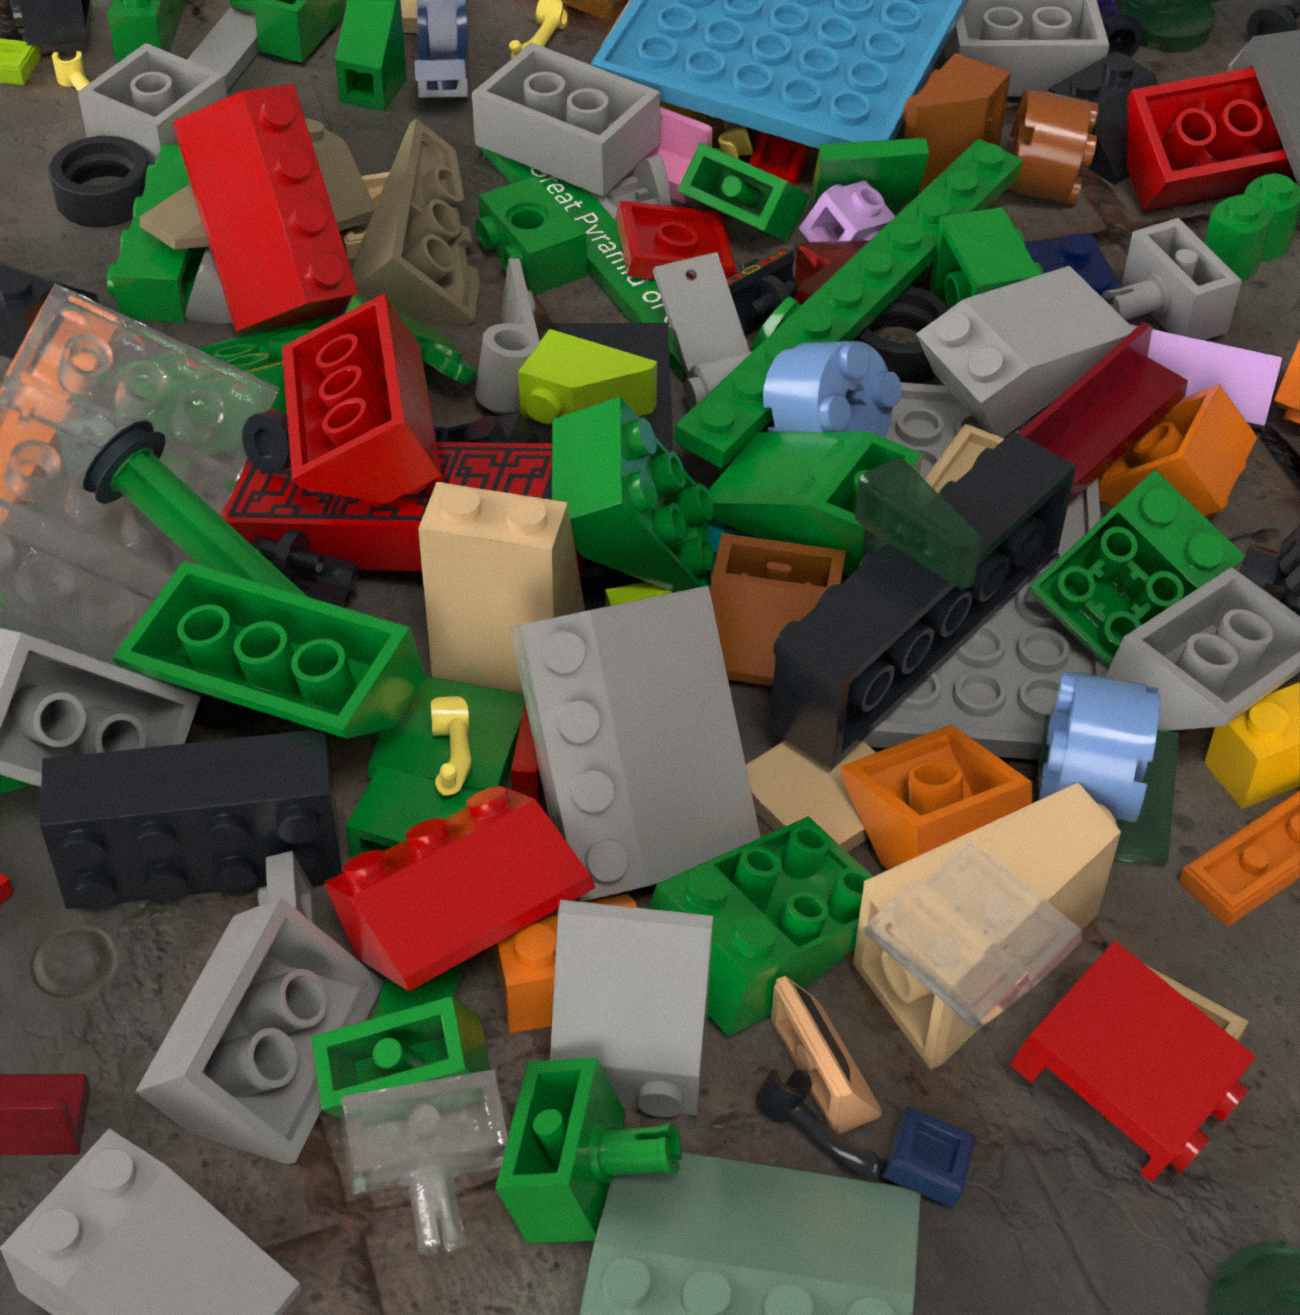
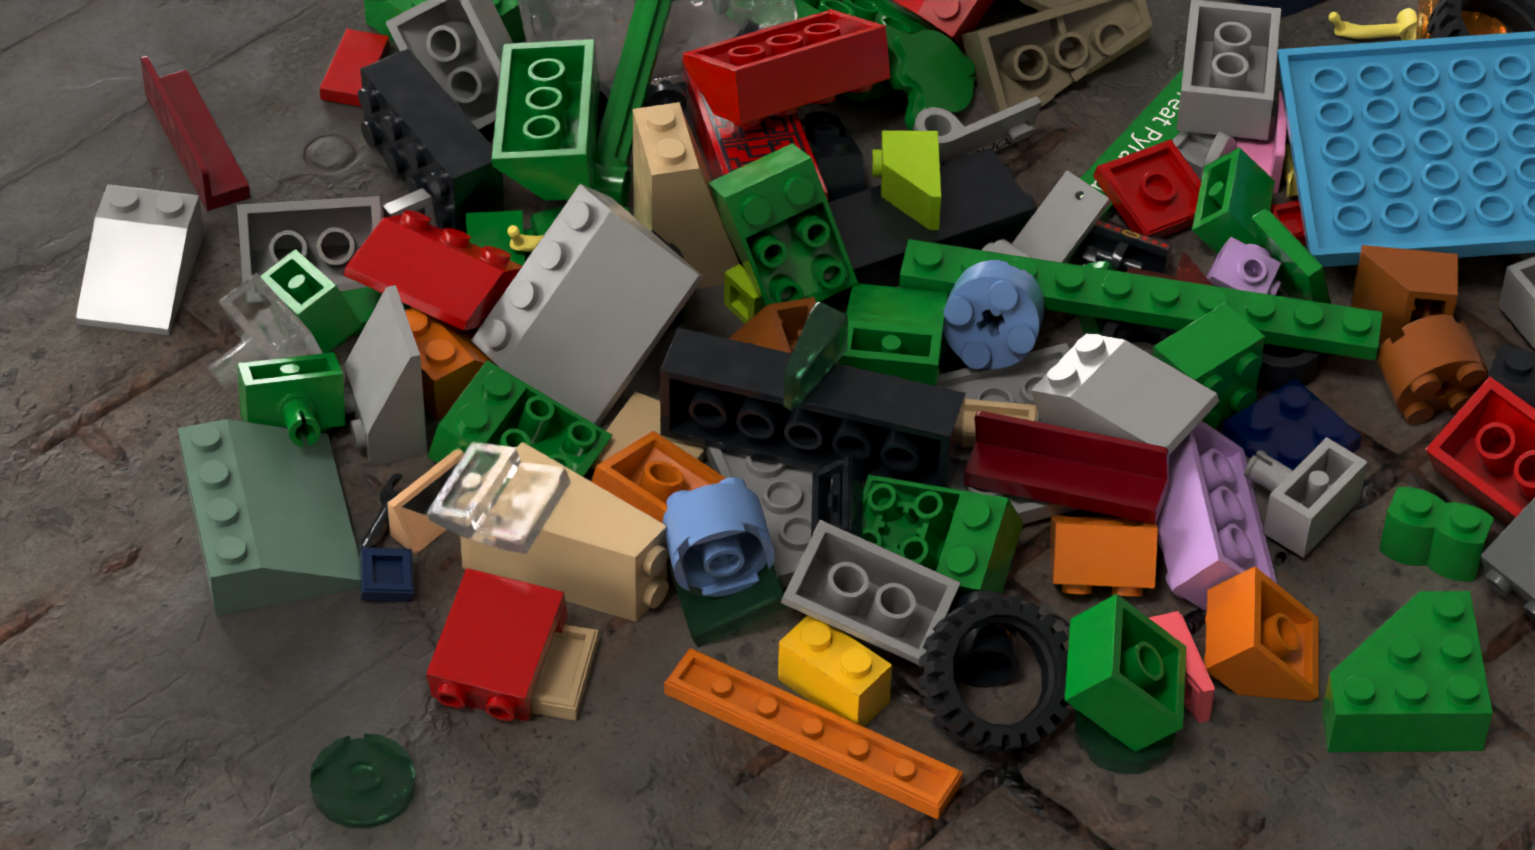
camera: 65 degrees right, 0 degrees up
(534, 227) = (1102, 107): green brick -> none
(996, 618) = (845, 496): none -> black tile

